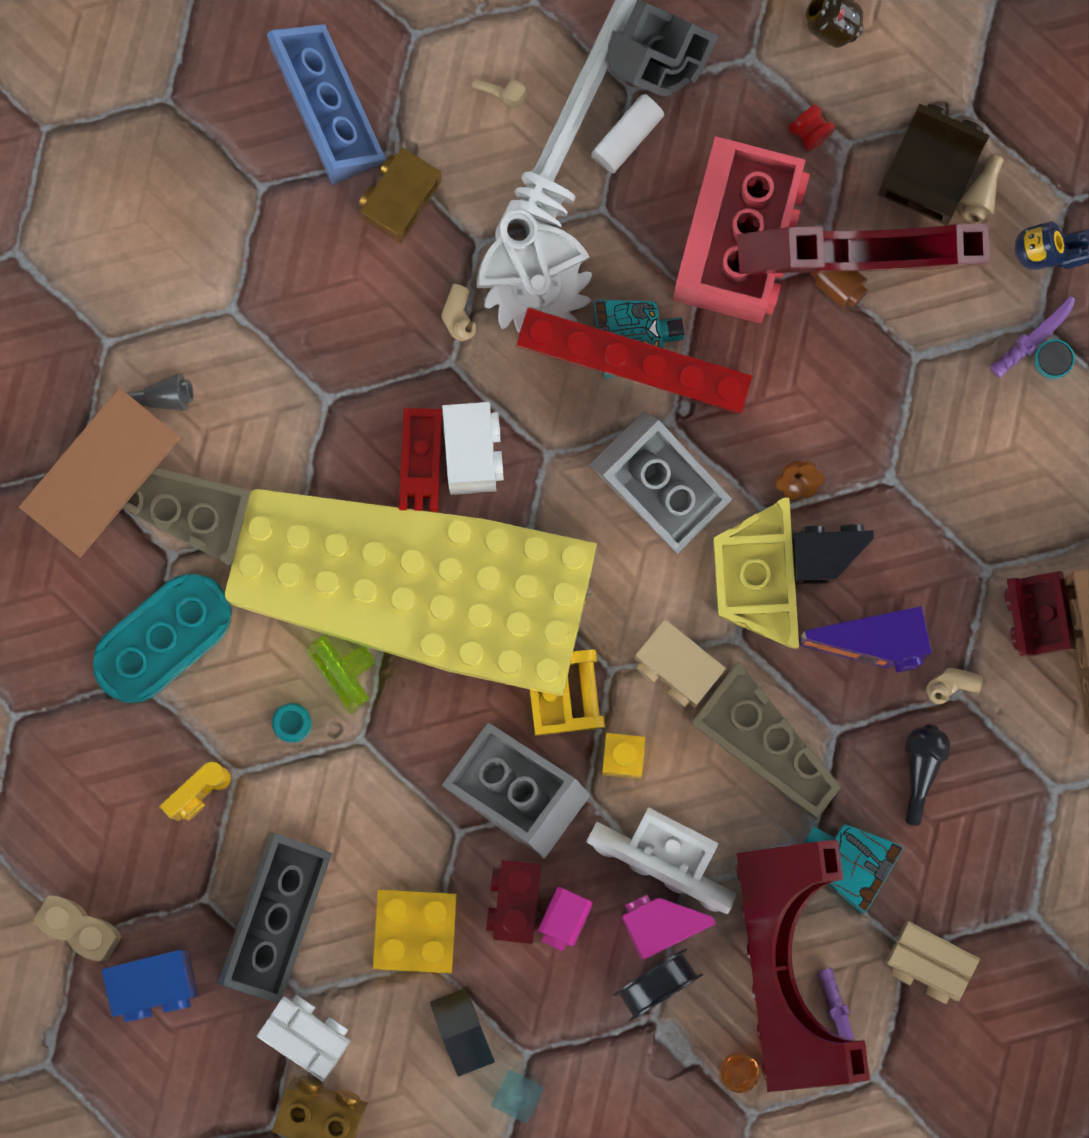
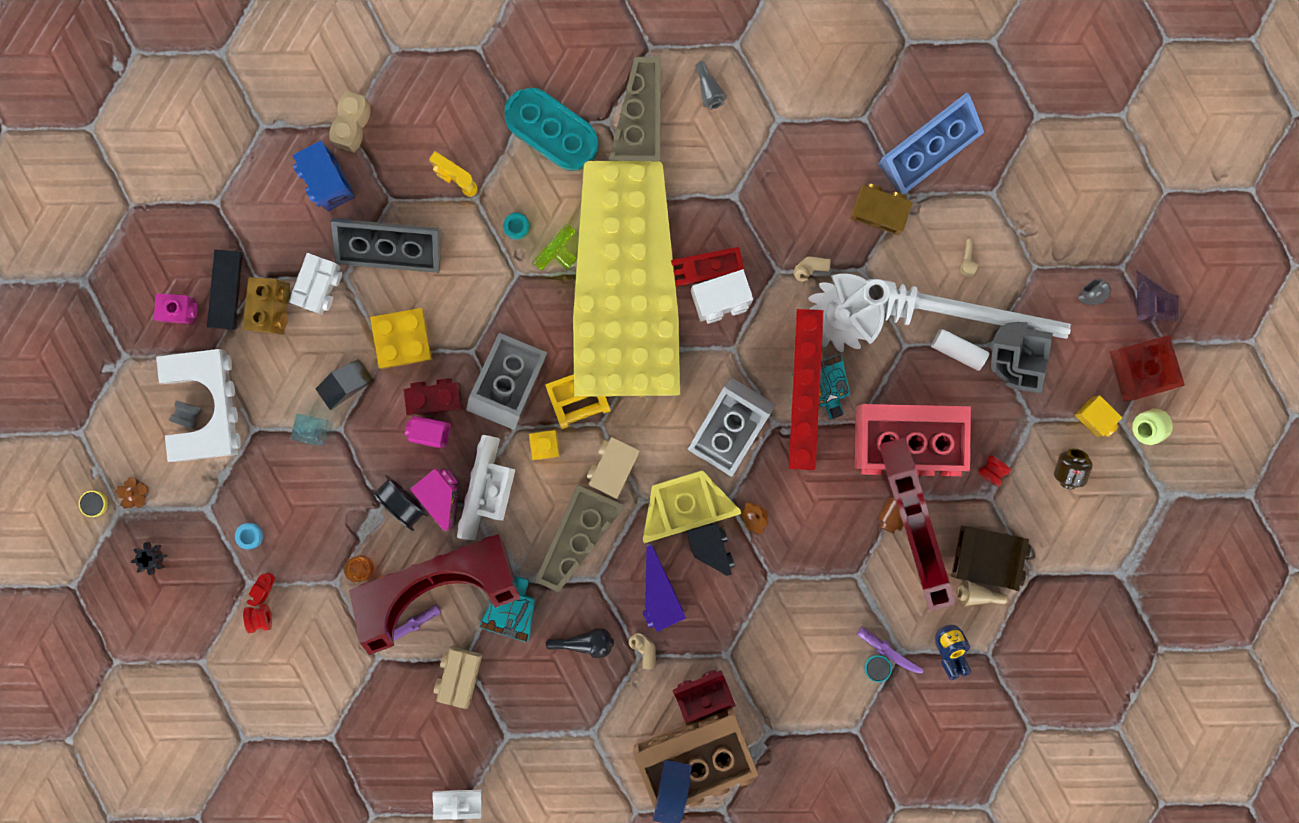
camera: 75 degrees right, 5 degrees up
(99, 472) = (647, 59): nougat tile -> none

